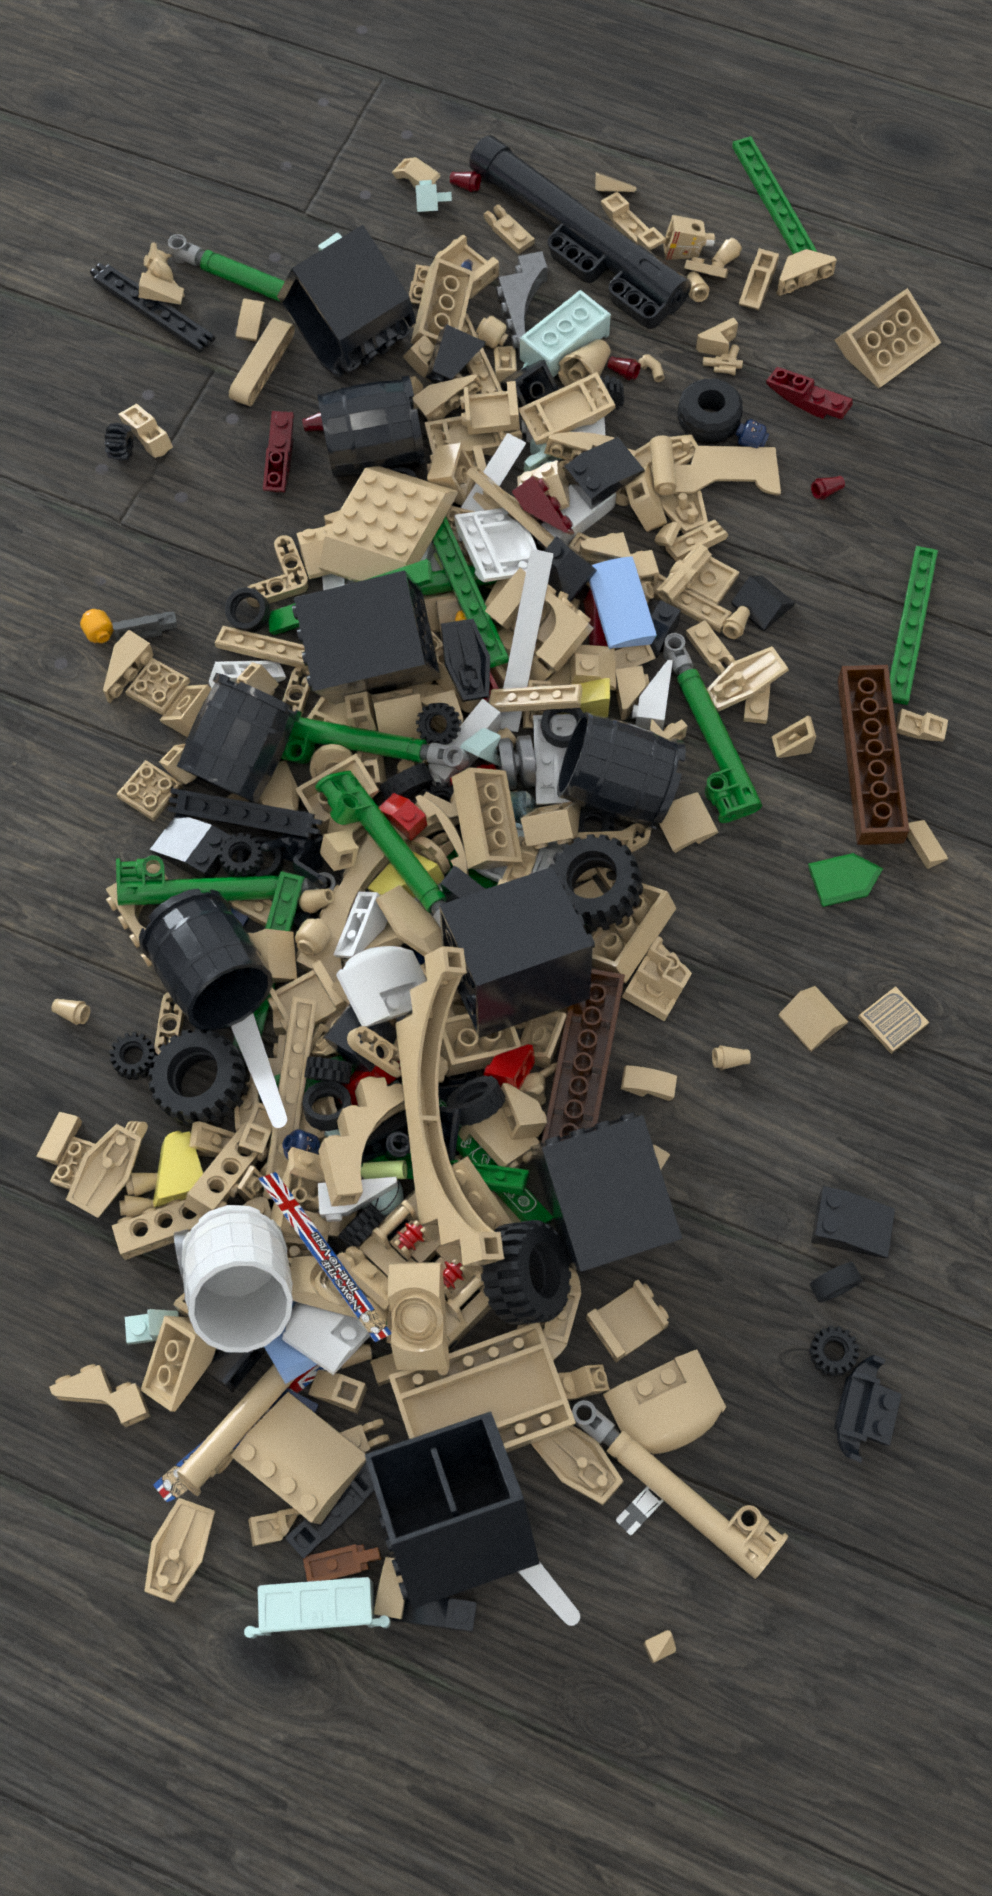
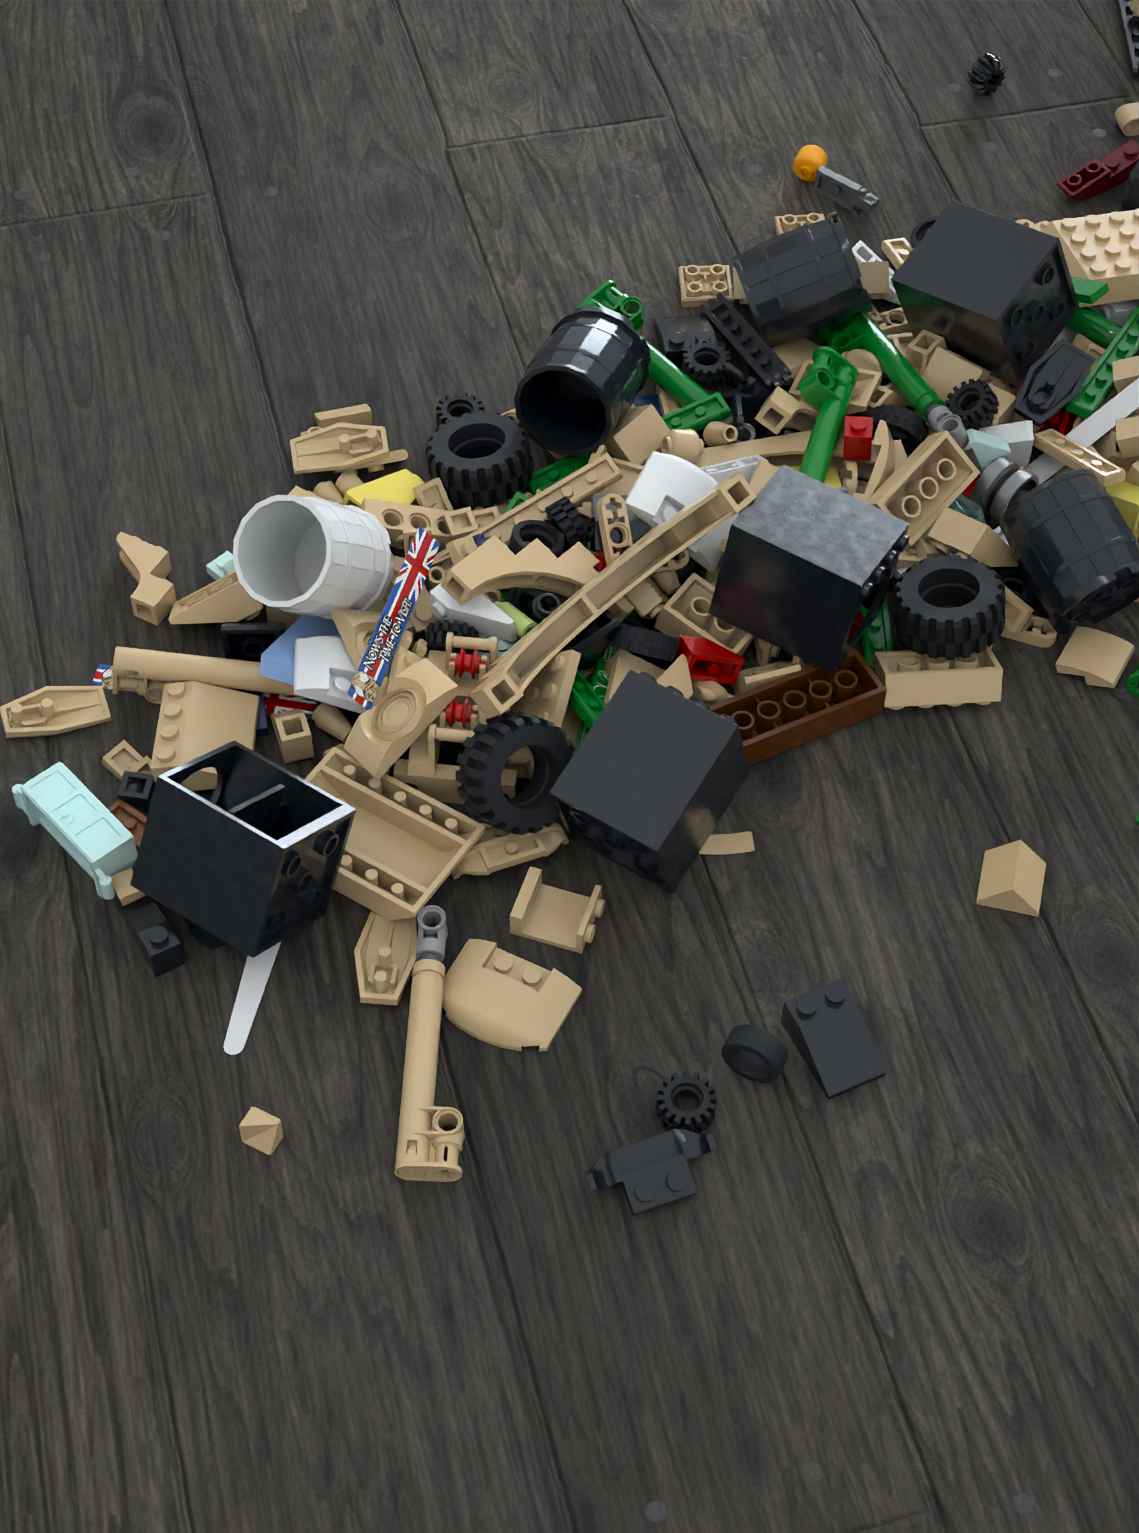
camera: 50 degrees right, 15 degrees down
(72, 1010) = (461, 356): tan cone -> none
(126, 661) = (795, 199): tan slope -> none
(146, 430) = (1018, 87): tan slope -> none
(254, 1053) = (527, 482): white sticker -> none
(584, 1382) = (465, 915): tan slope -> none
(639, 1510) = (380, 1038): sticker -> none
(647, 1080) = (808, 785): tan slope -> none
(657, 981) = (913, 733): tan slope -> none
(729, 1057) = (897, 834): tan cone -> none
(893, 1020) = (1082, 950): tile -> none

